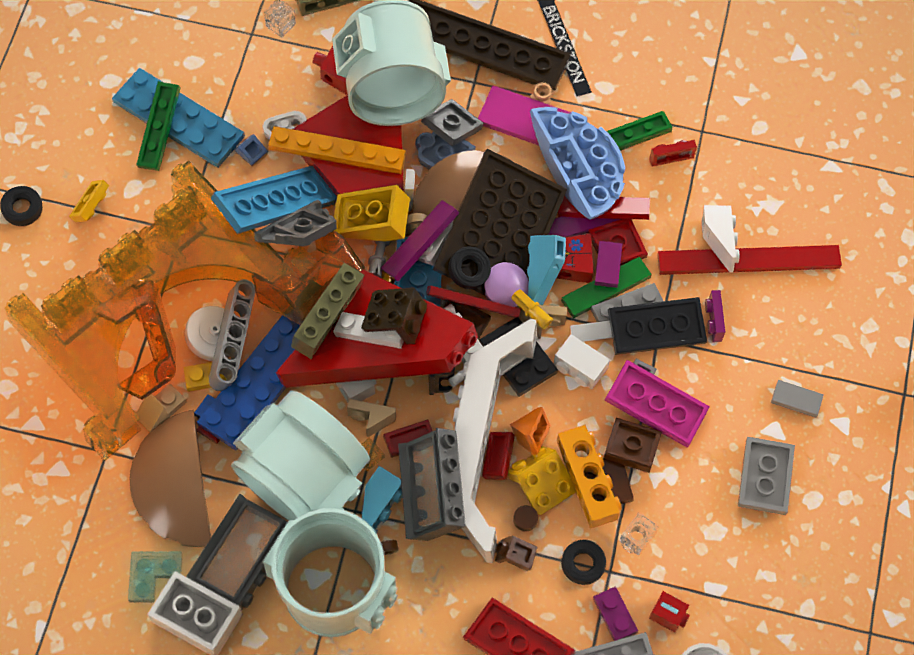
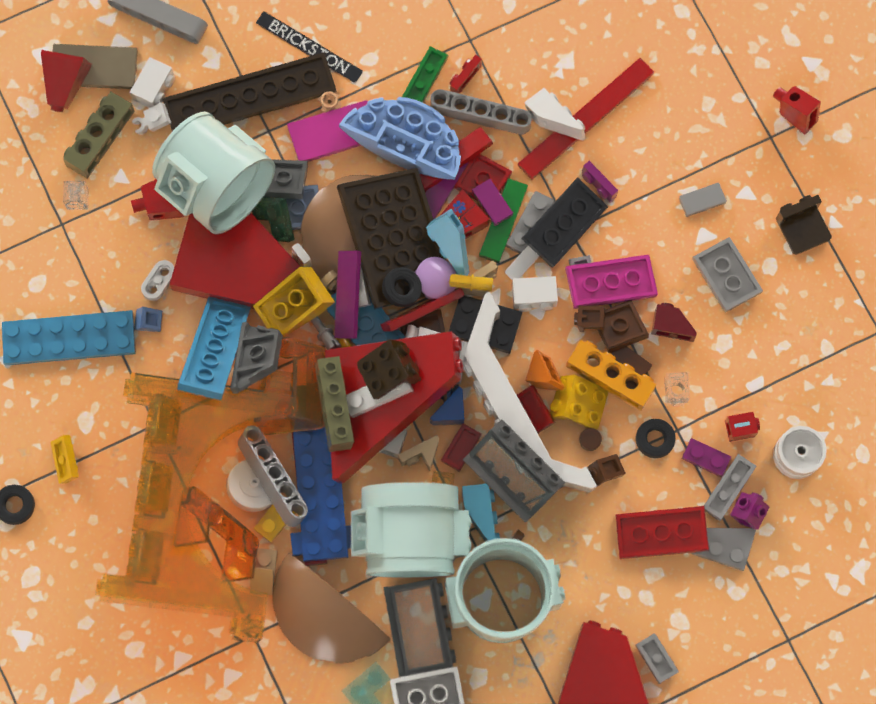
camera: 40 degrees left, 10 degrees up
(158, 126) = (63, 358): green tile -> none
(337, 149) = (221, 270): light orange plate -> none
(420, 138) = (276, 212): none -> clear green plate
(427, 400) = (451, 411): none -> blue slope
(611, 416) = (590, 317): none -> reddish brown bracket
(662, 198) = (488, 119): none -> light grey beam
(680, 477) = (672, 323): none -> dark red slope
(873, 485) = (803, 224): none -> dark brown bracket

